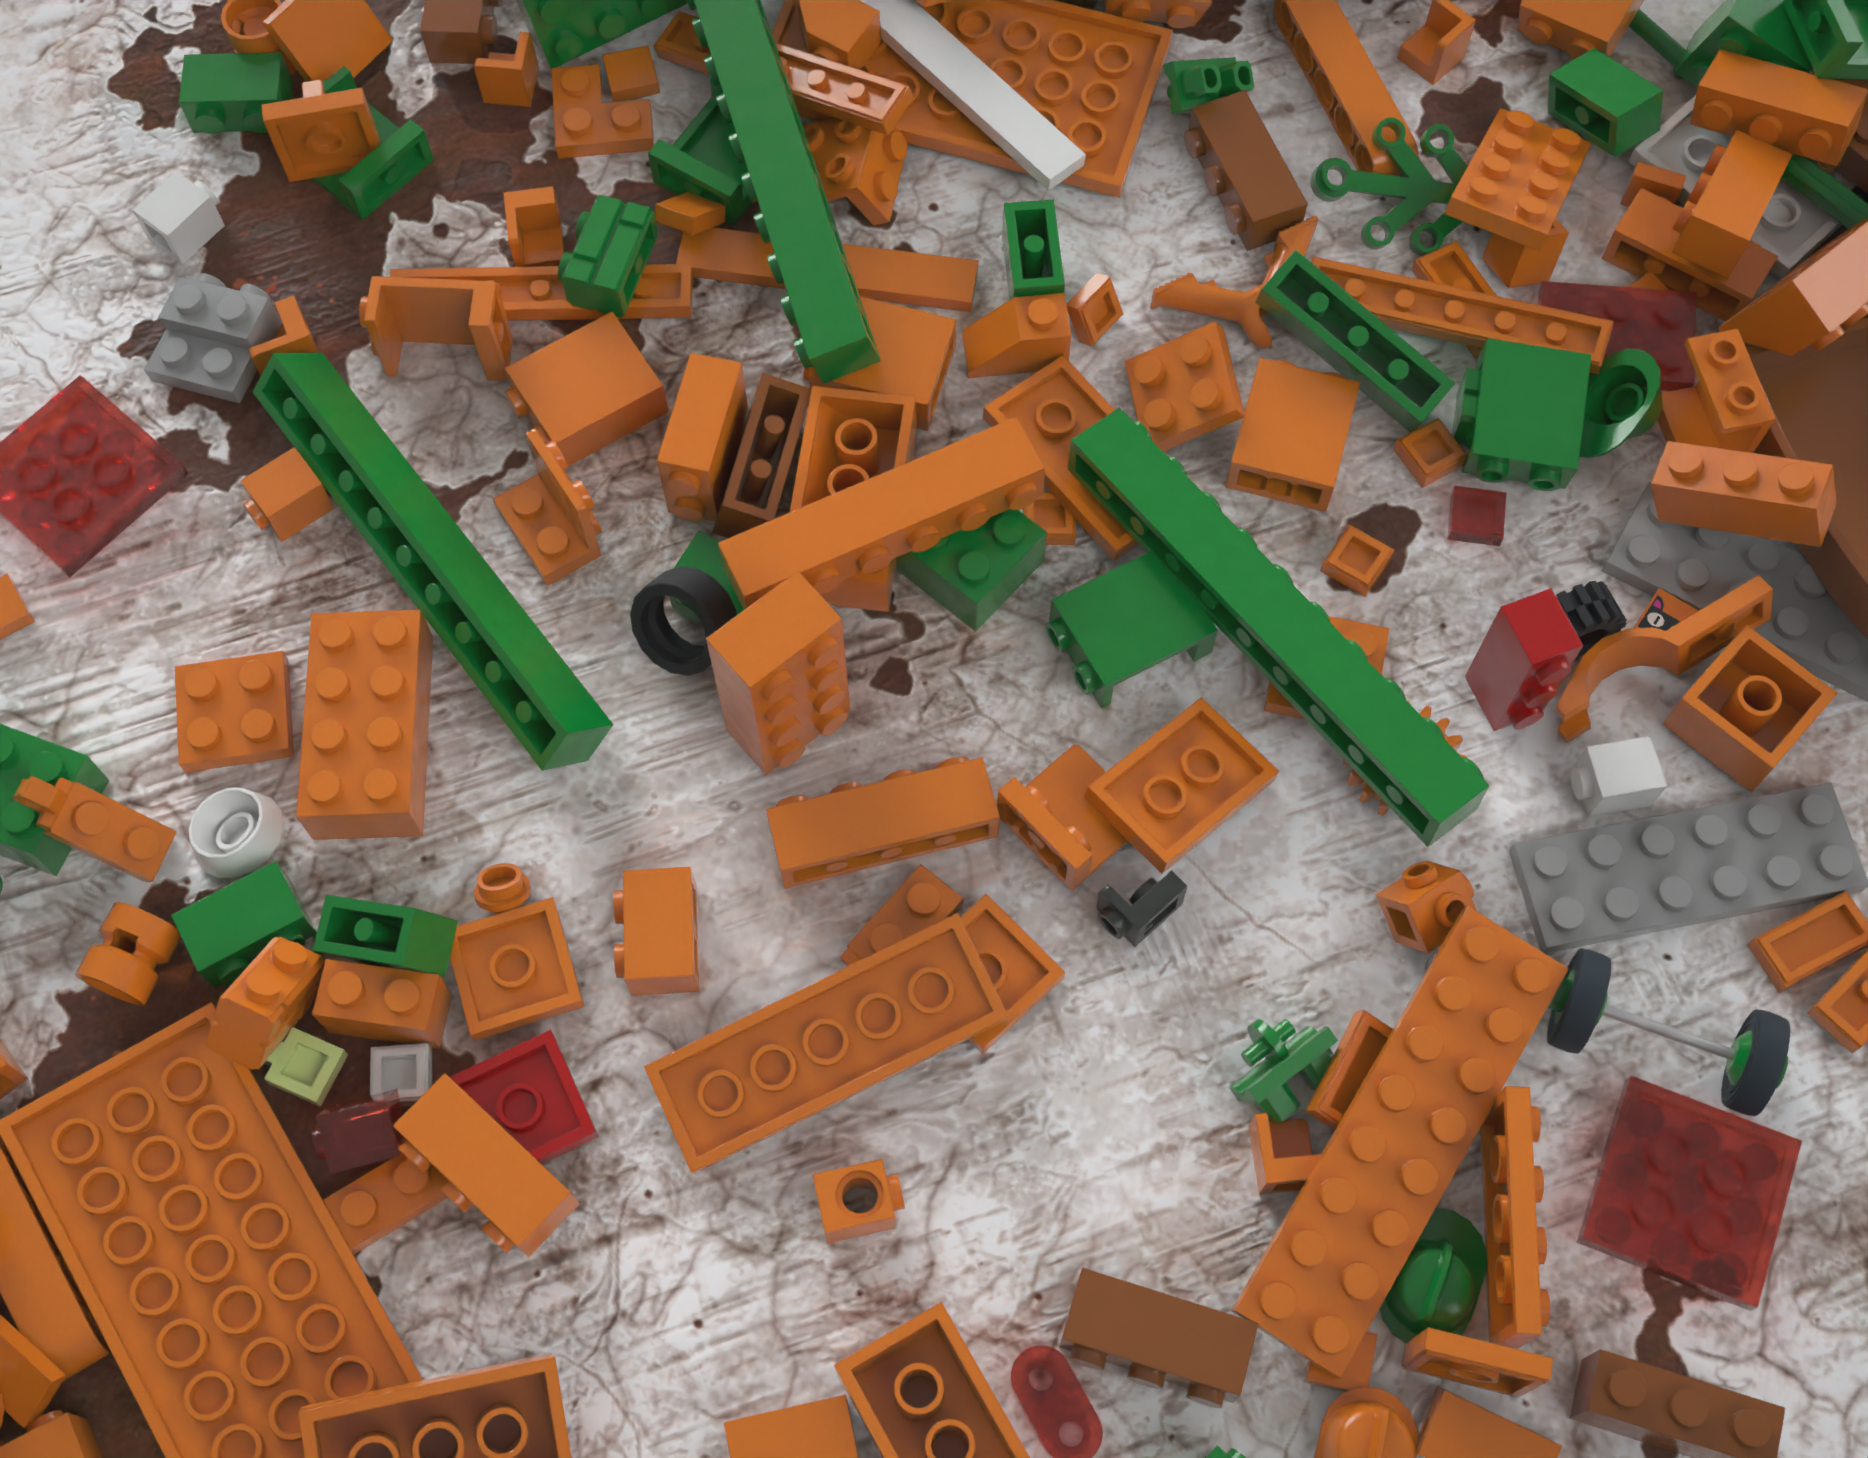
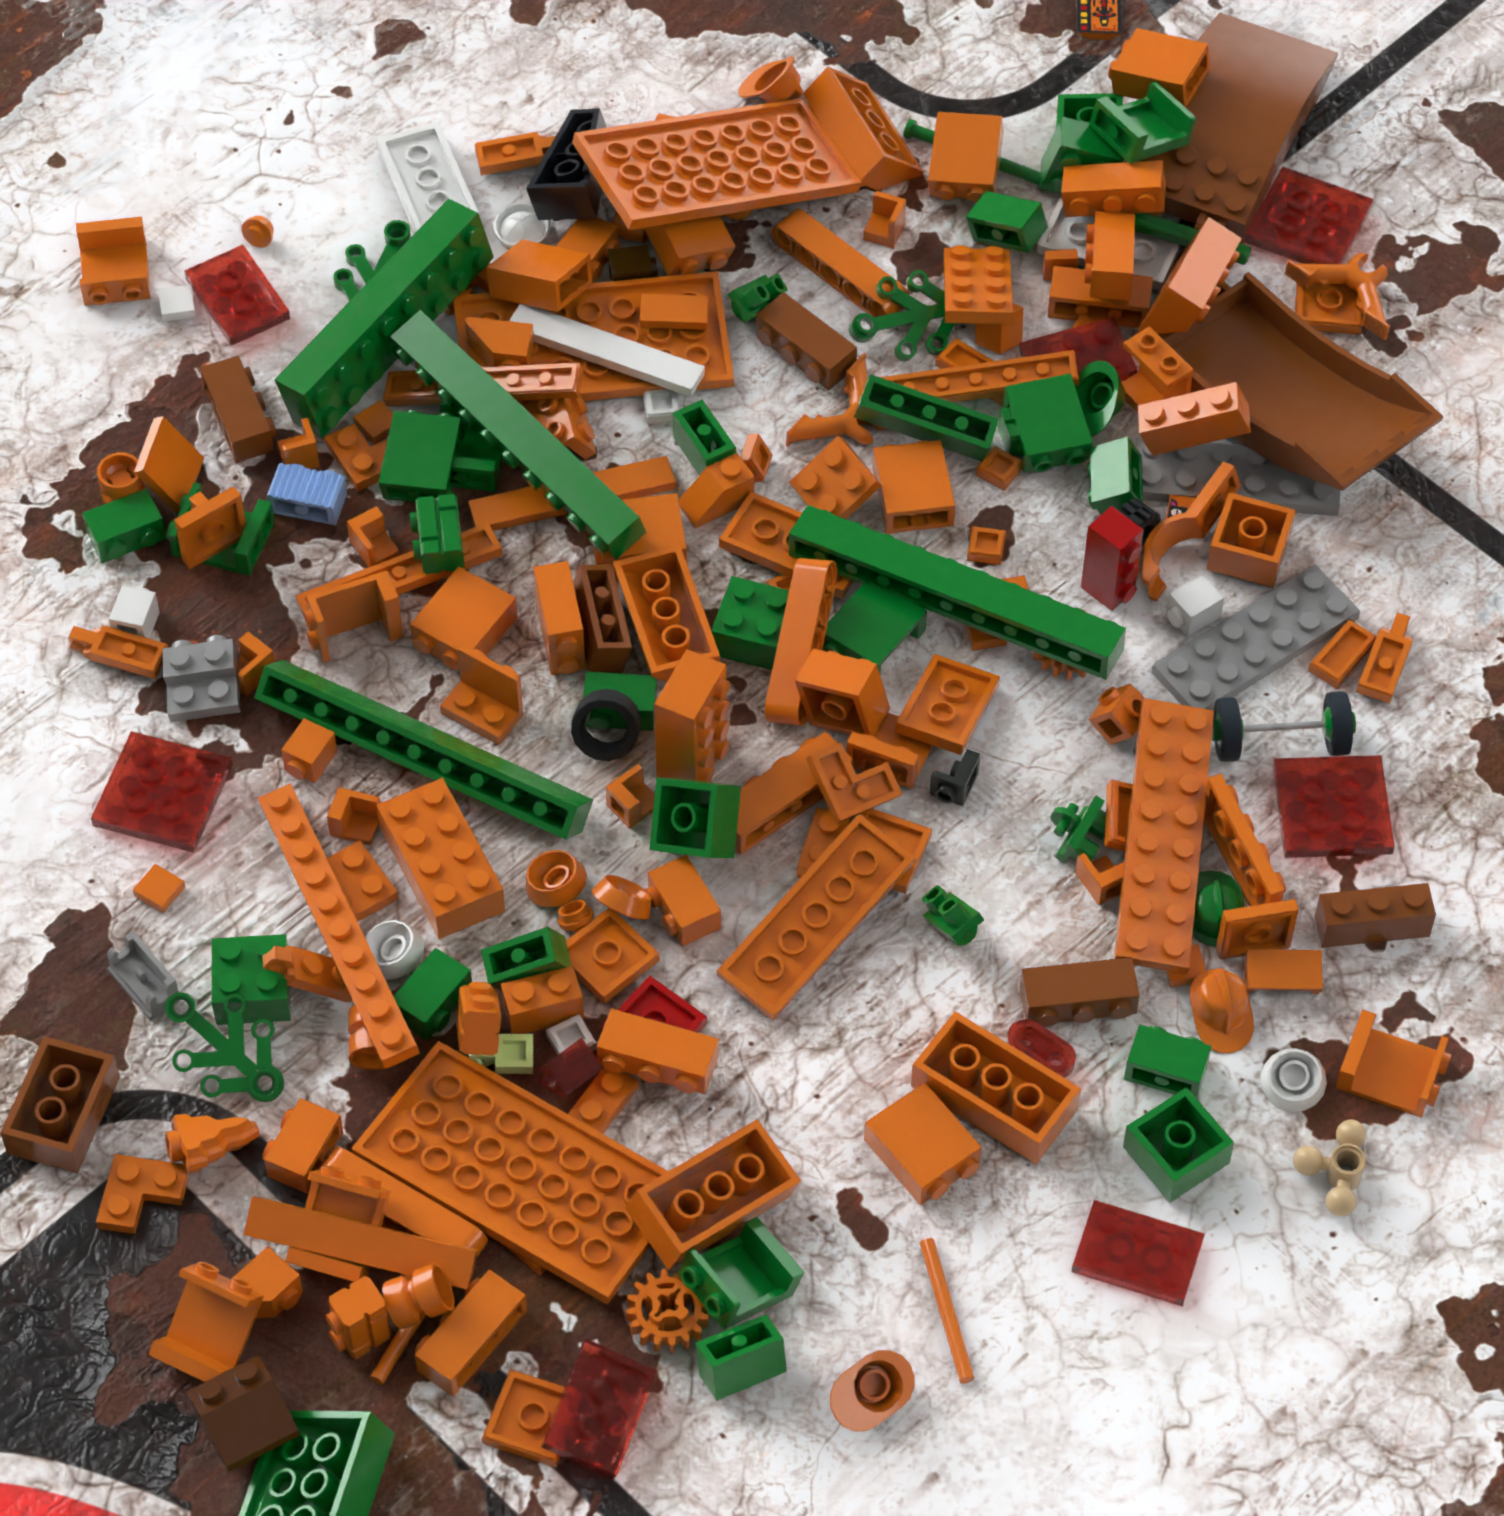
camera: 25 degrees left, 10 degrees down
(135, 255) = (119, 649): none -> orange hinge
(160, 785) = (338, 927): none -> orange plate
(285, 608) = (353, 816): none -> orange panel
(485, 136) = (307, 493): none -> light blue brick
(519, 833) = (567, 876): none -> orange hat
(572, 894) = (623, 897): none -> orange hat
(647, 136) = (419, 455): none -> green panel
(675, 740) = (630, 797): none -> orange panel
(690, 213) = (471, 492): orange tile -> none
(724, 819) = (695, 818): none -> green brick
(835, 1185) = (873, 1006): orange brick -> none
(888, 514) = (703, 615): orange brick -> none
(966, 869) = (847, 792): none -> orange plate
(1006, 185) = (660, 405): none -> white tile
(1013, 606) = (801, 631): none -> orange beam
(1023, 1127) = (951, 916): none -> green hips
(1032, 710) = (842, 693): none -> orange brick
(1084, 64) = (673, 311): none -> orange tile
(1477, 516) = (1044, 494): clear red tile -> none
(1588, 532) = (1114, 474): none -> brick

